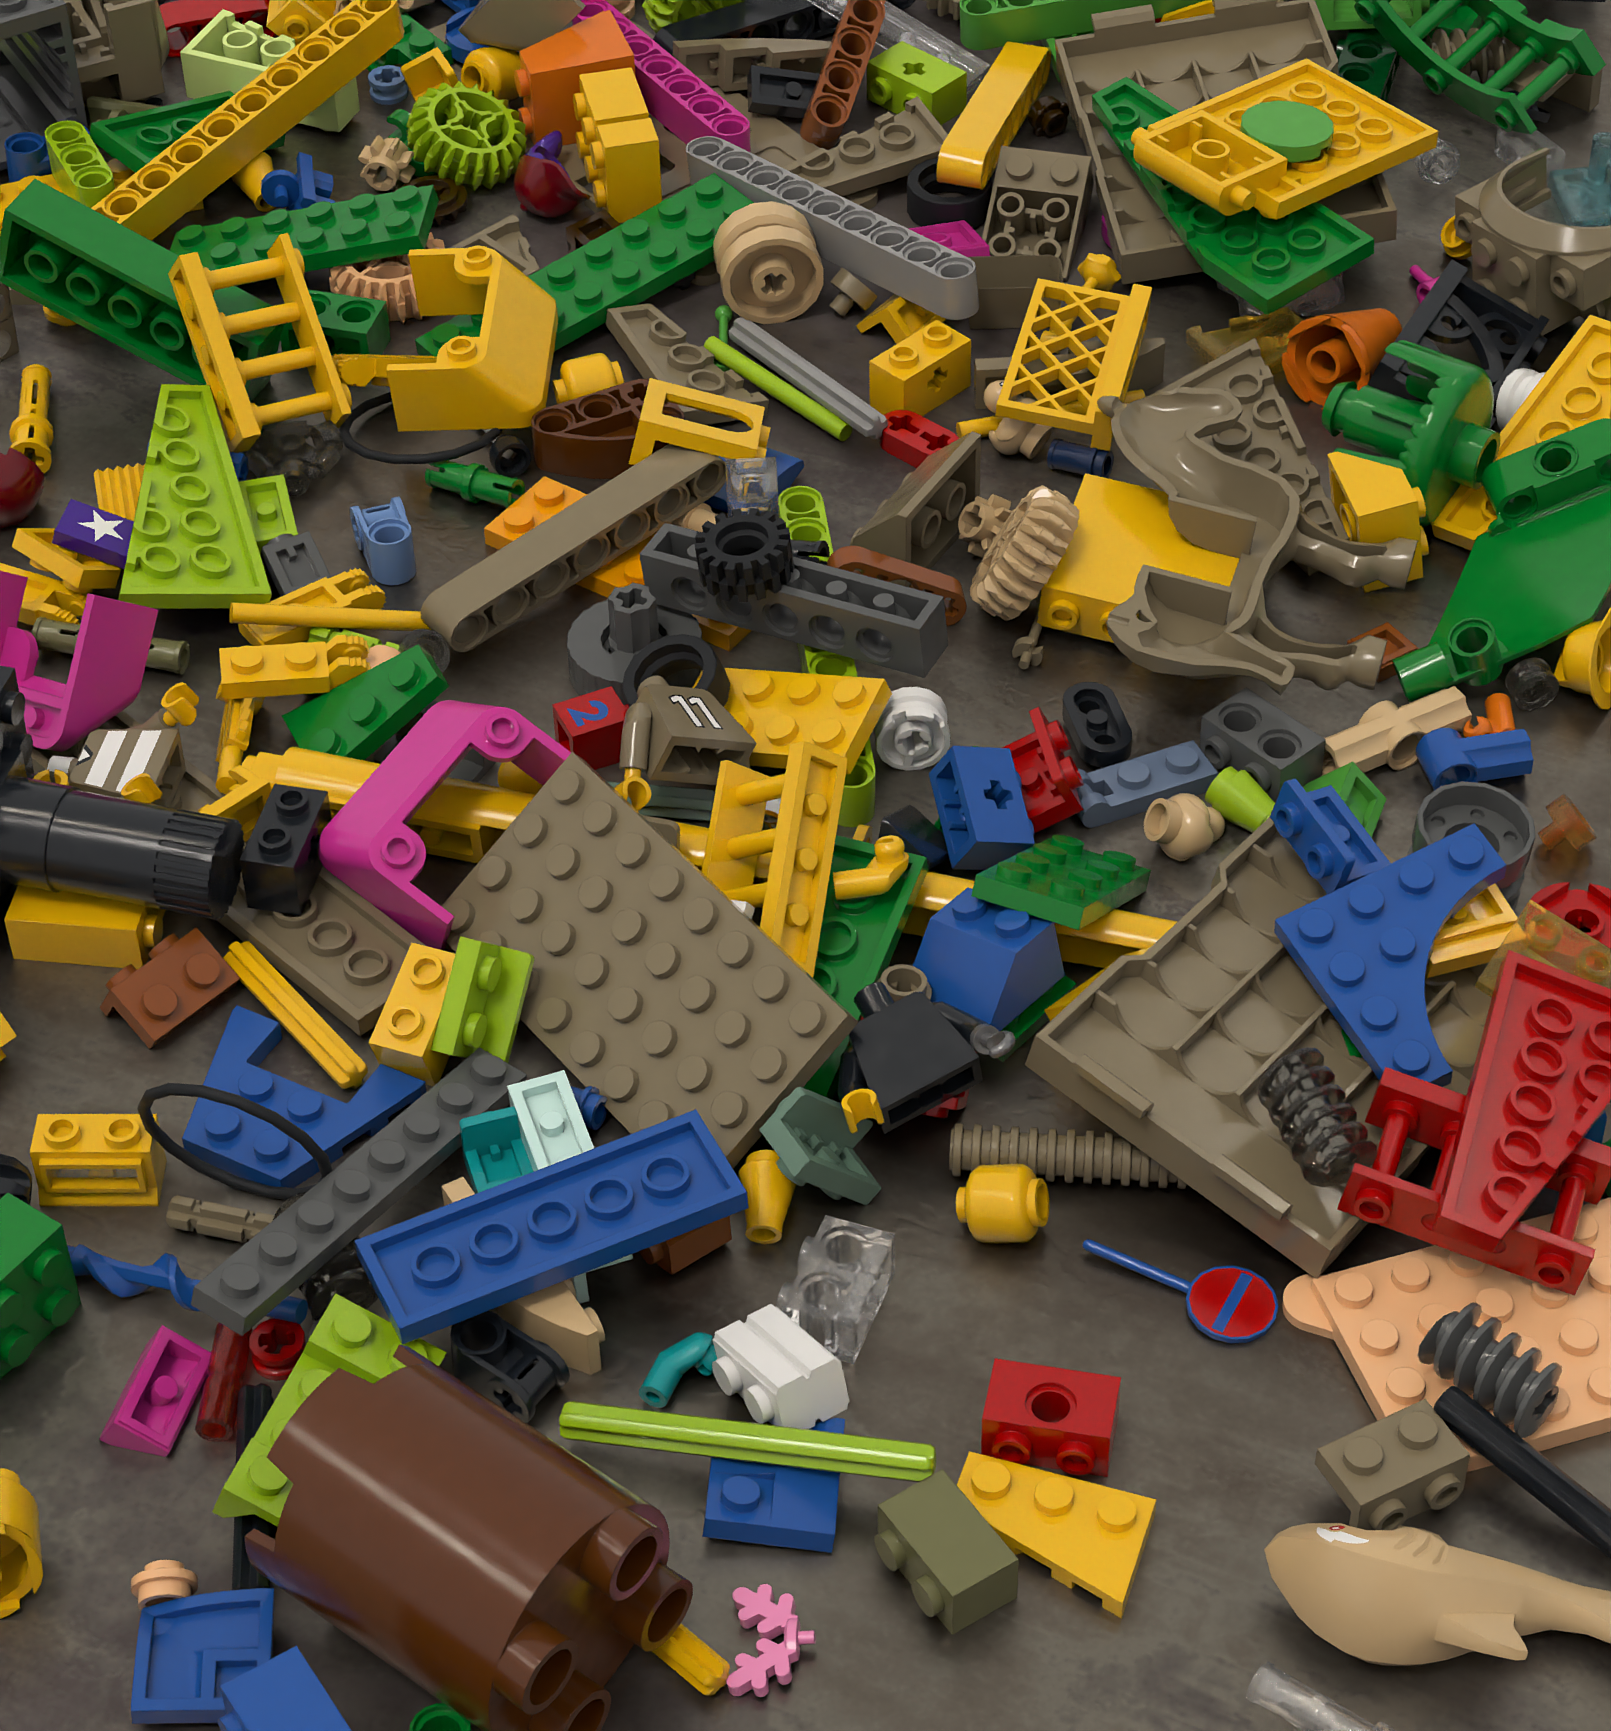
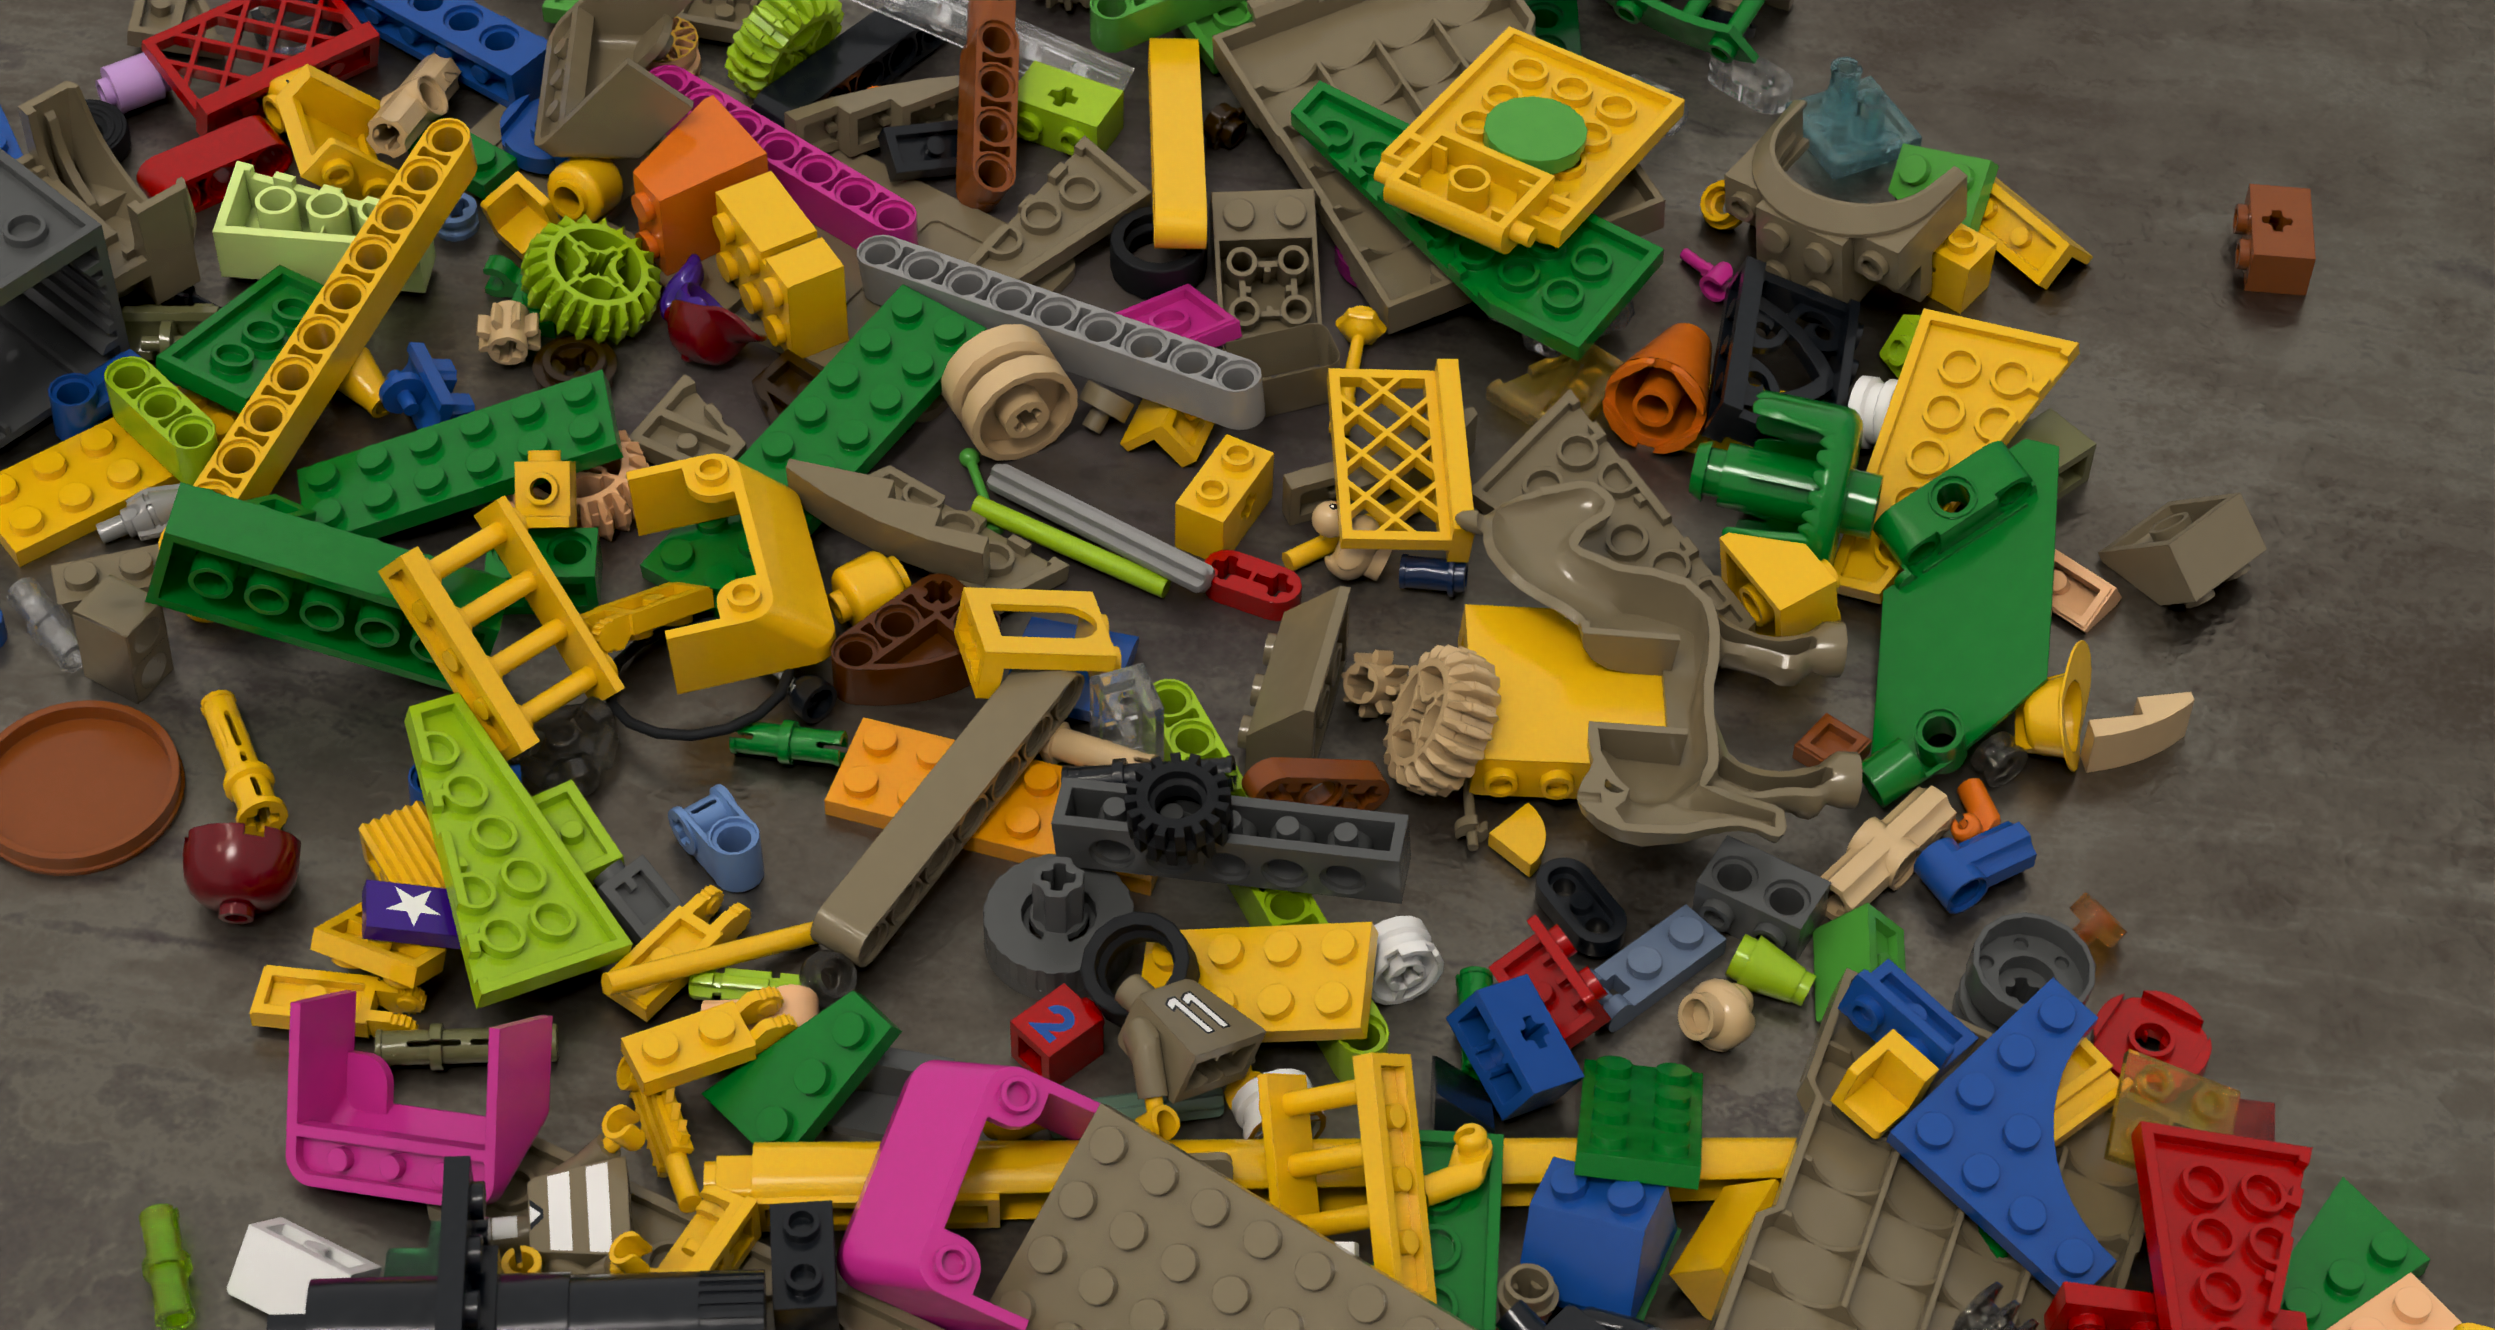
camera: 20 degrees left, 5 degrees up
(358, 272) = (561, 505): none -> yellow brick
(611, 327) = (870, 513): none -> dark tan slope
(1068, 664) = (1521, 839): none -> yellow tile
(1282, 878) = (1884, 1084): none -> yellow panel

